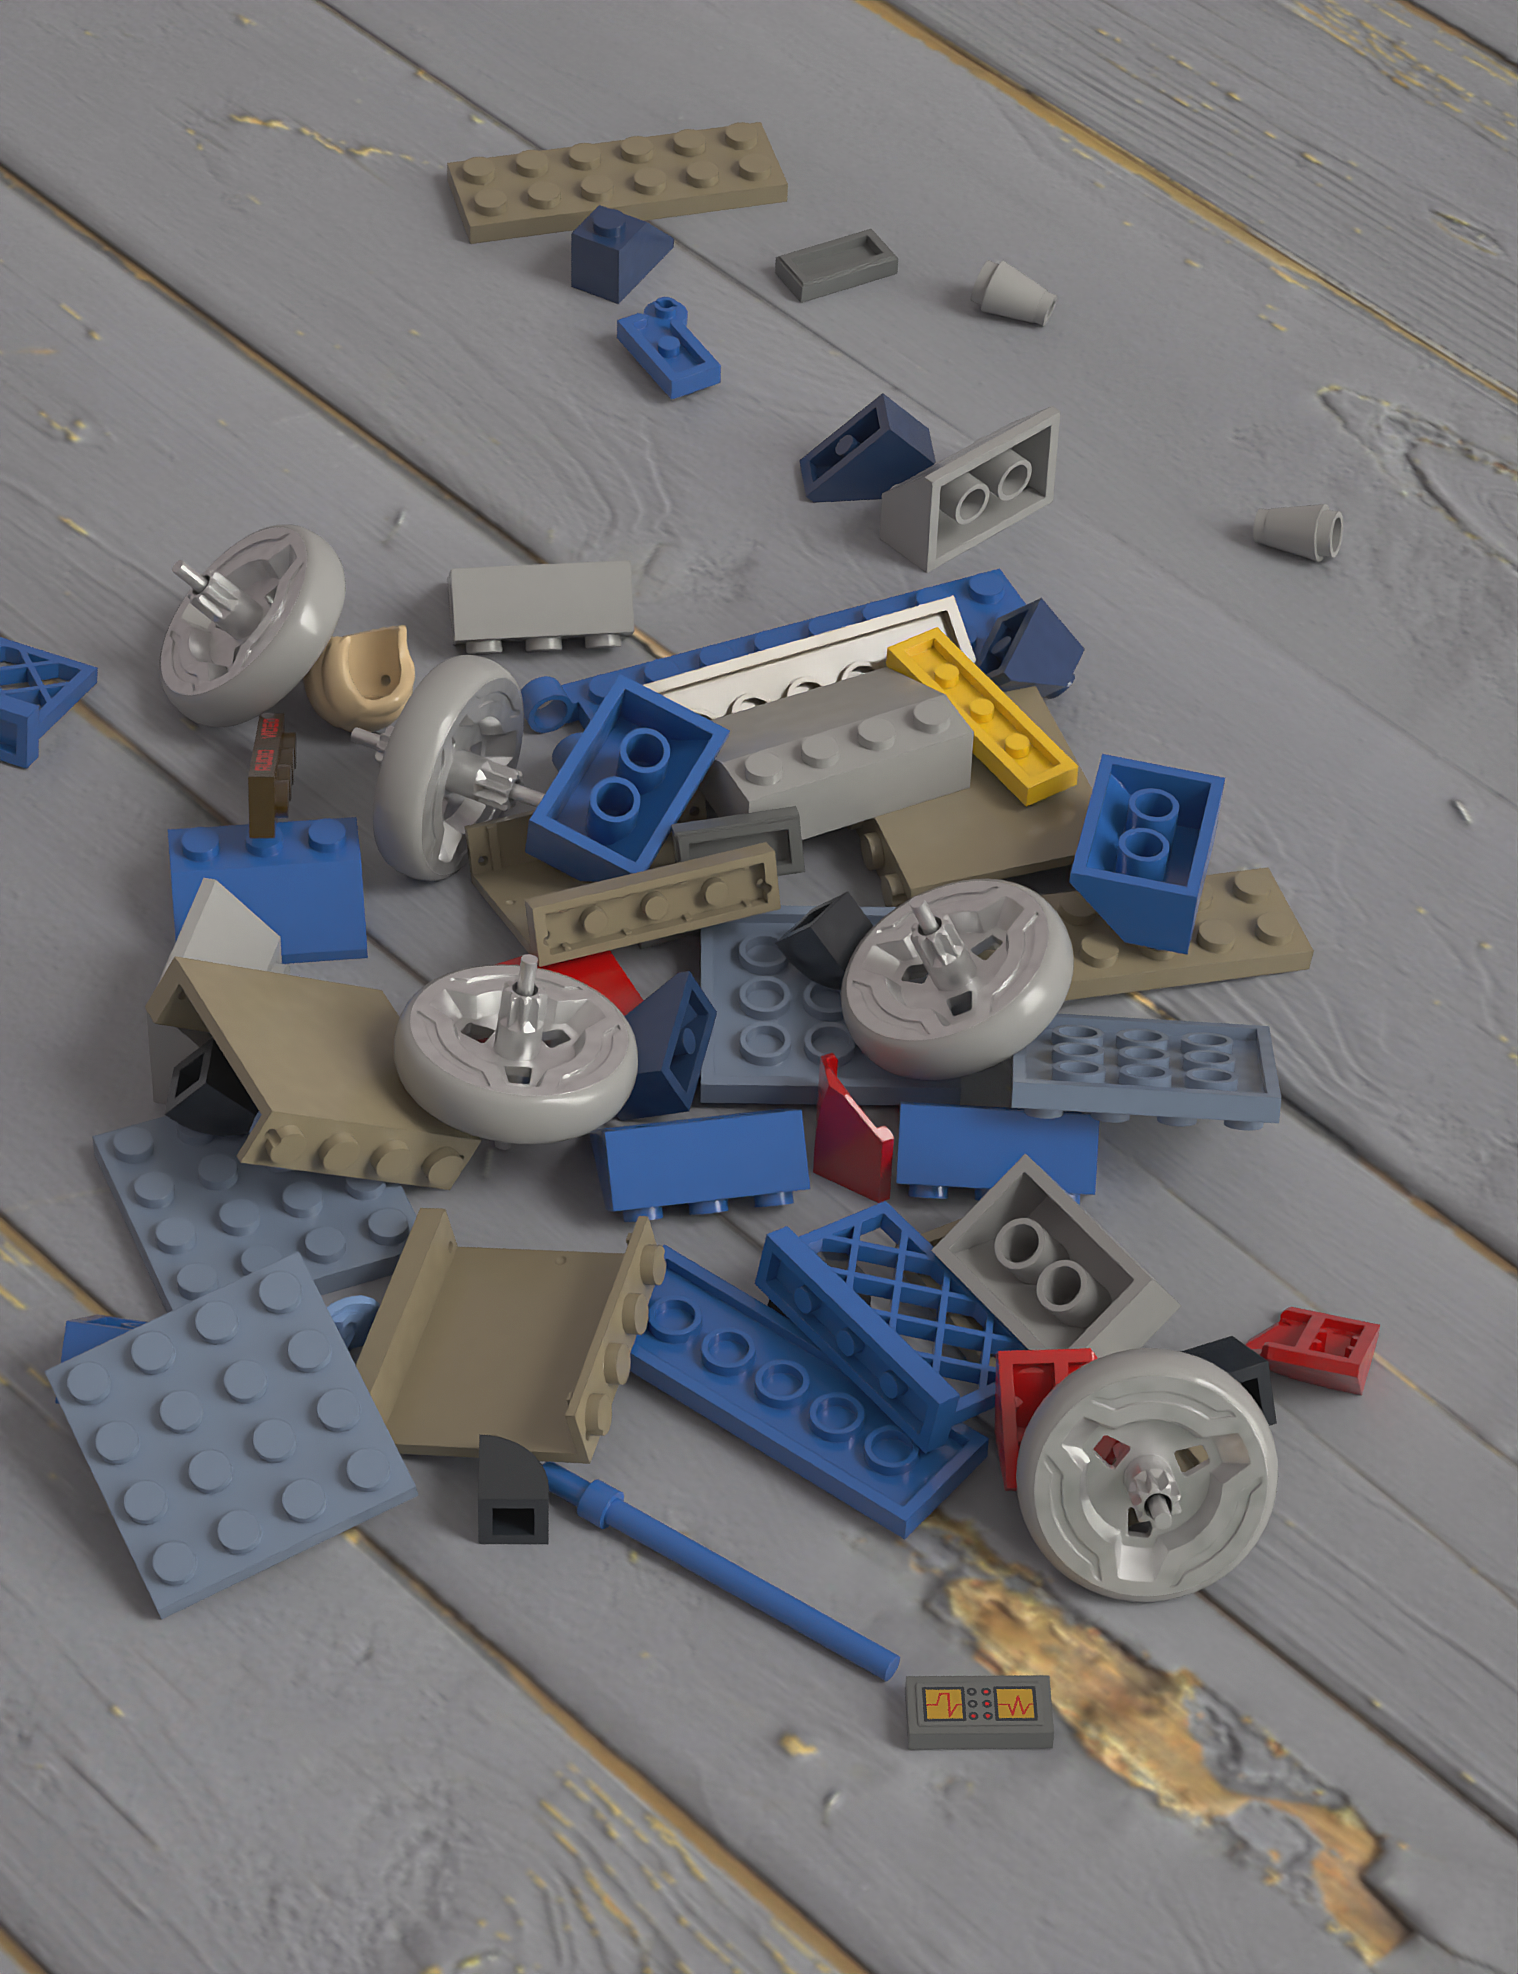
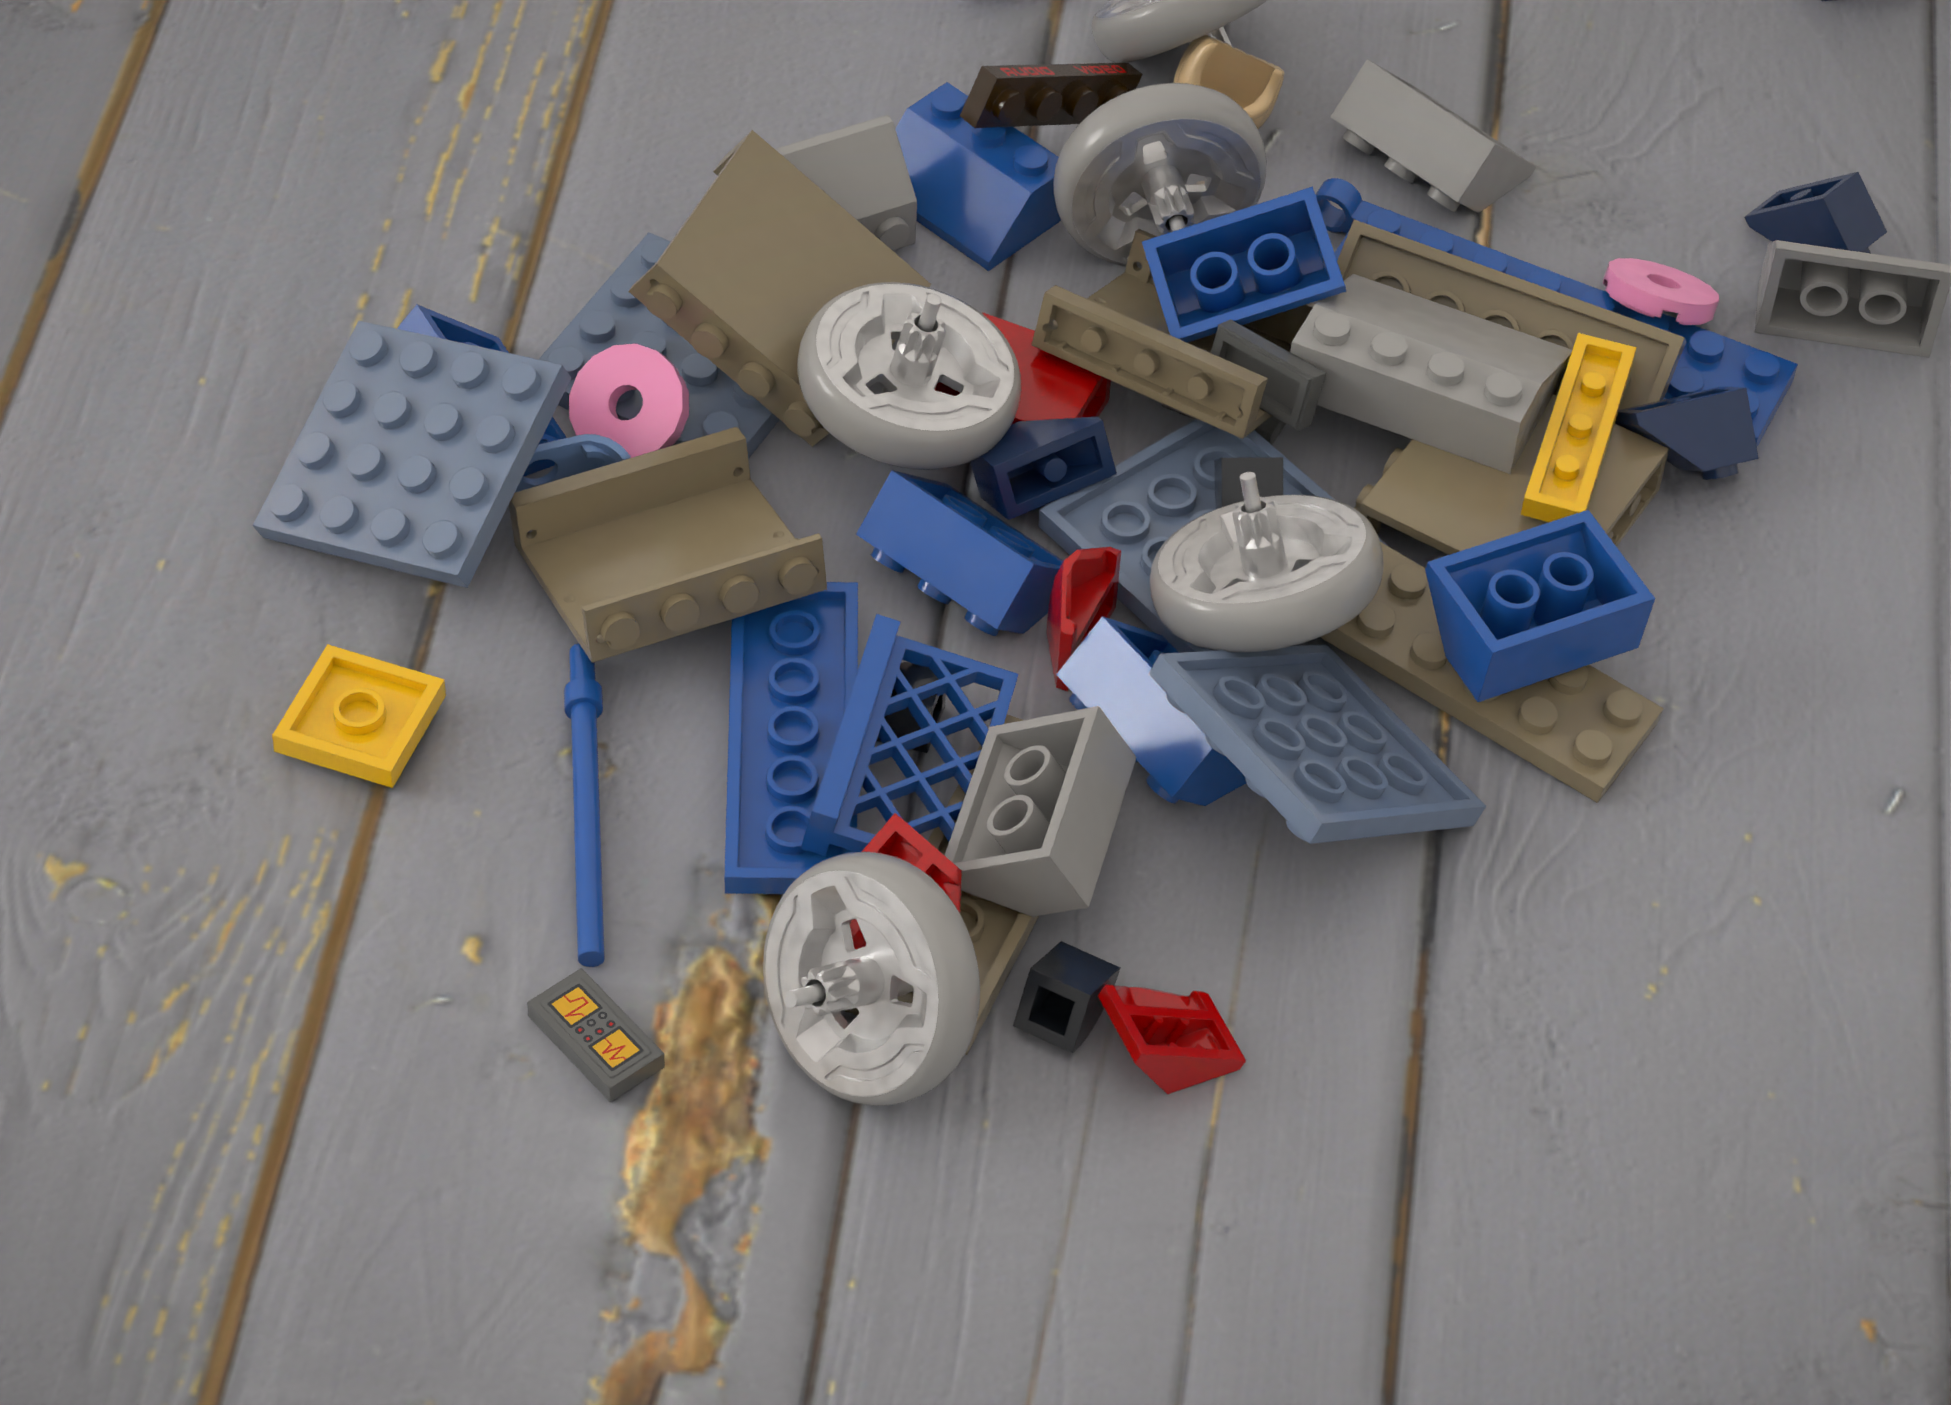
camera: 50 degrees right, 5 degrees up
(319, 1227) = (625, 369): none -> bright pink tile
(470, 1664) = (359, 715): none -> yellow plate
(511, 1494) = (531, 641): black brick -> none
(669, 348) = (1795, 48): blue hinge -> none
(852, 586) = (1659, 288): none -> bright pink tile

